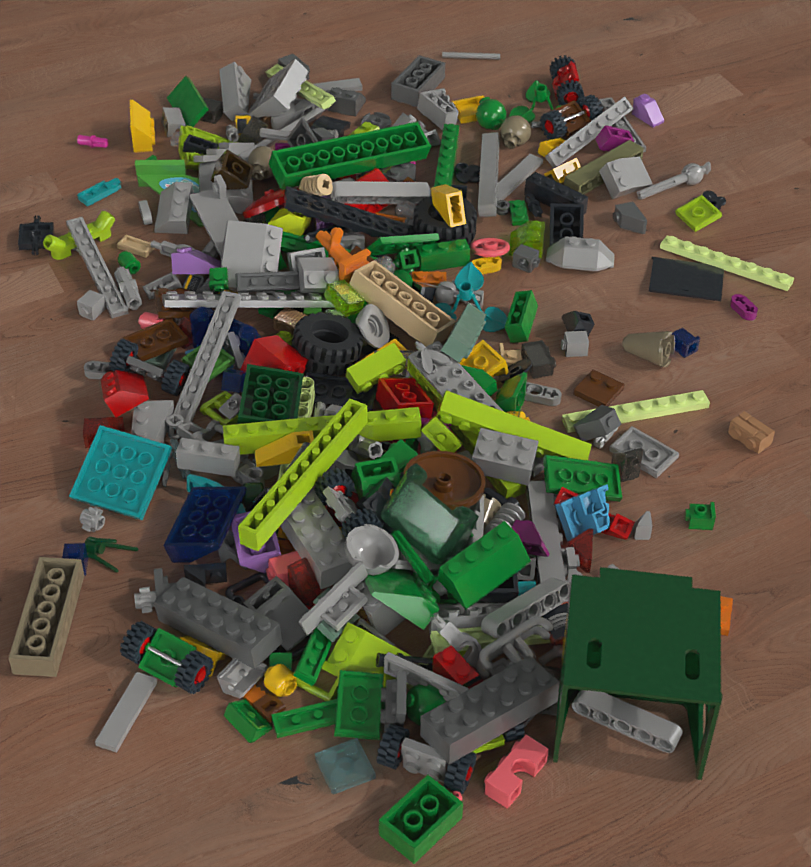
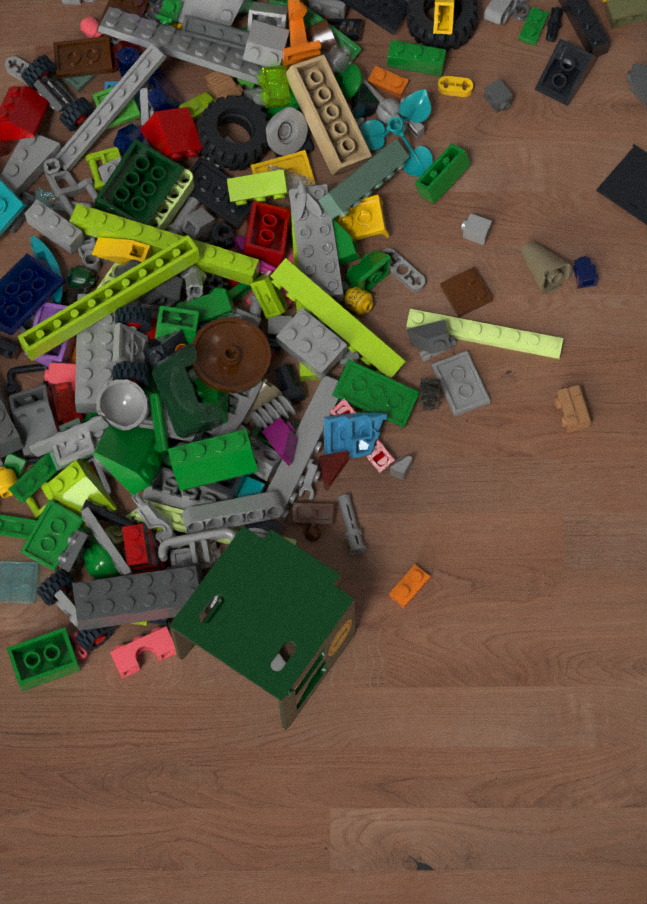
camera: 30 degrees right, 25 degrees up
(393, 244) = (375, 33): green tile -> none
(410, 256) = (371, 57): green brick -> none
(490, 247) = (471, 65): coral plate -> none
(510, 356) = (403, 216): tan bracket -> none
(516, 369) = (398, 239): black dish -> none
(528, 234) = (517, 71): clear neon green slope -> none
(539, 354) = (428, 232): clear smoke brick -> none
(578, 321) = (493, 206): black slope -> none
(580, 254) = (557, 116): light grey wedge -> none
(701, 516) = (460, 485): green brick -> none

